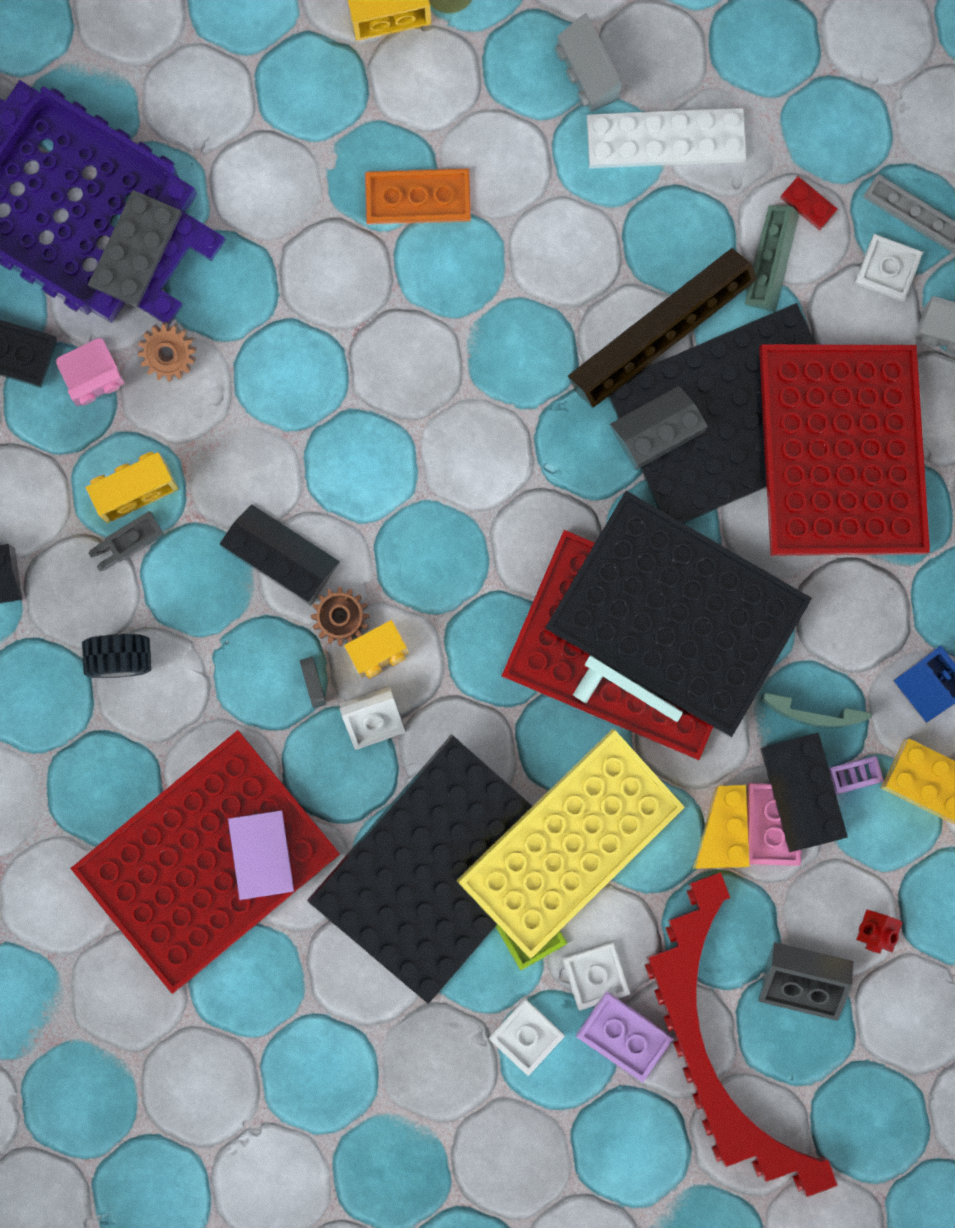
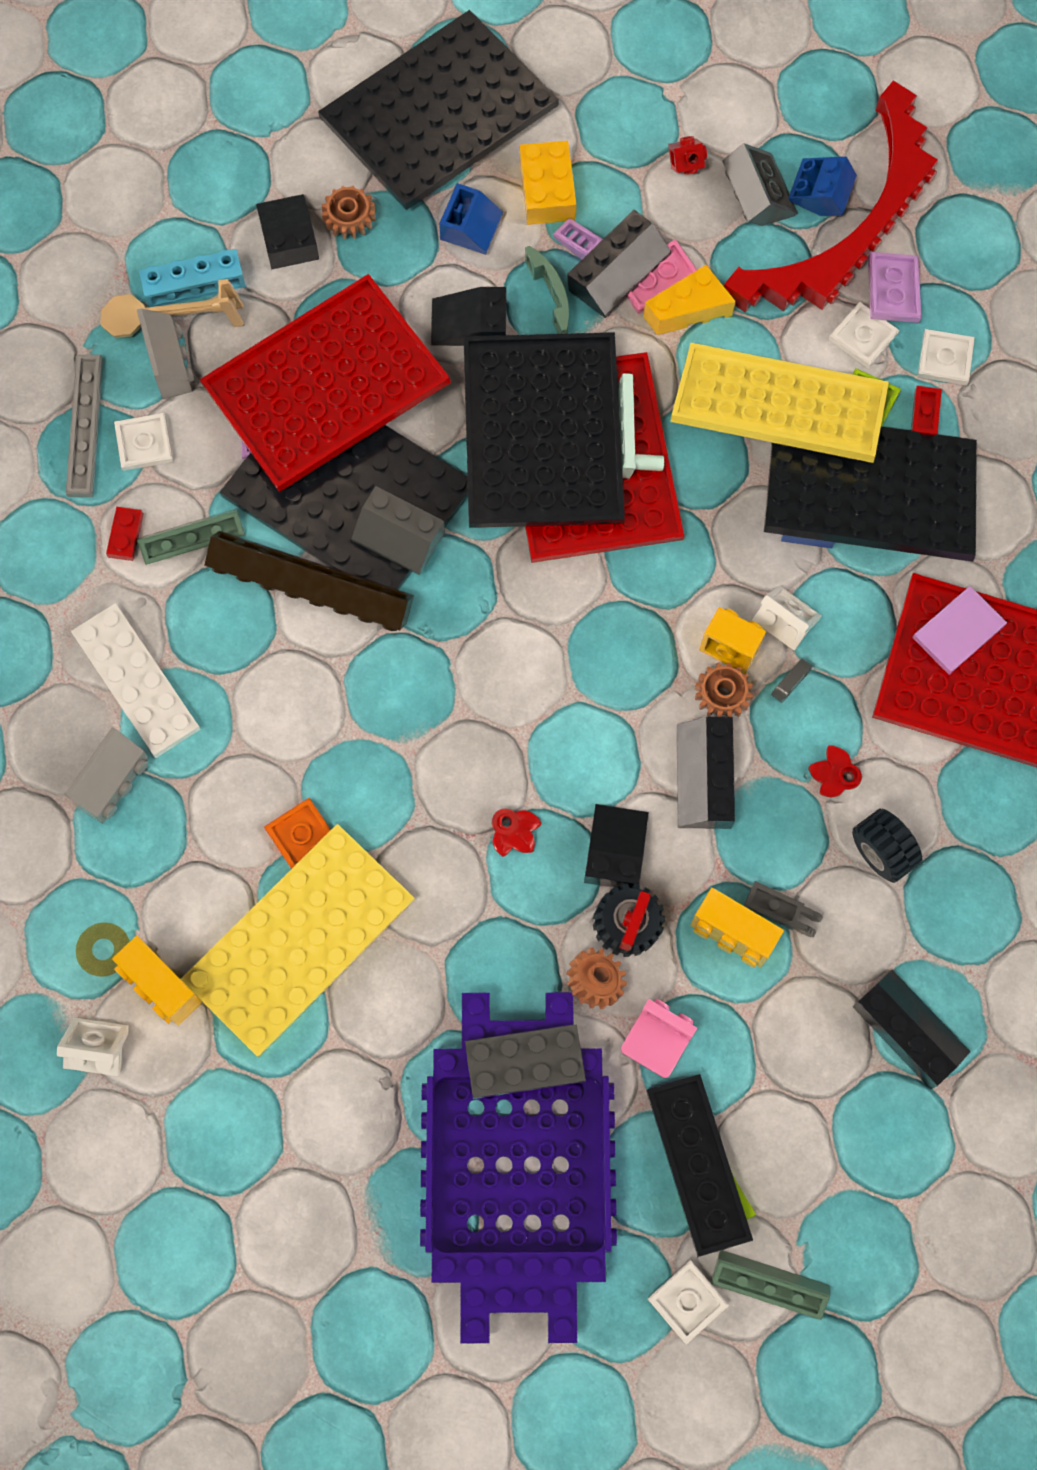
camera: 125 degrees left, 10 degrees down
(186, 400) = (633, 921): none -> red plate
(197, 408) = (612, 911): none -> black wheel
(214, 662) = (831, 772): none -> red plate
(266, 440) = (616, 846): none -> black slope
(330, 367) = (517, 834): none -> red plate
(356, 142) = (297, 940): none -> light yellow plate
(483, 977) = (926, 410): none -> red plate
(769, 1041) = (823, 185): none -> blue slope
(833, 623) = (468, 313): none -> black slope

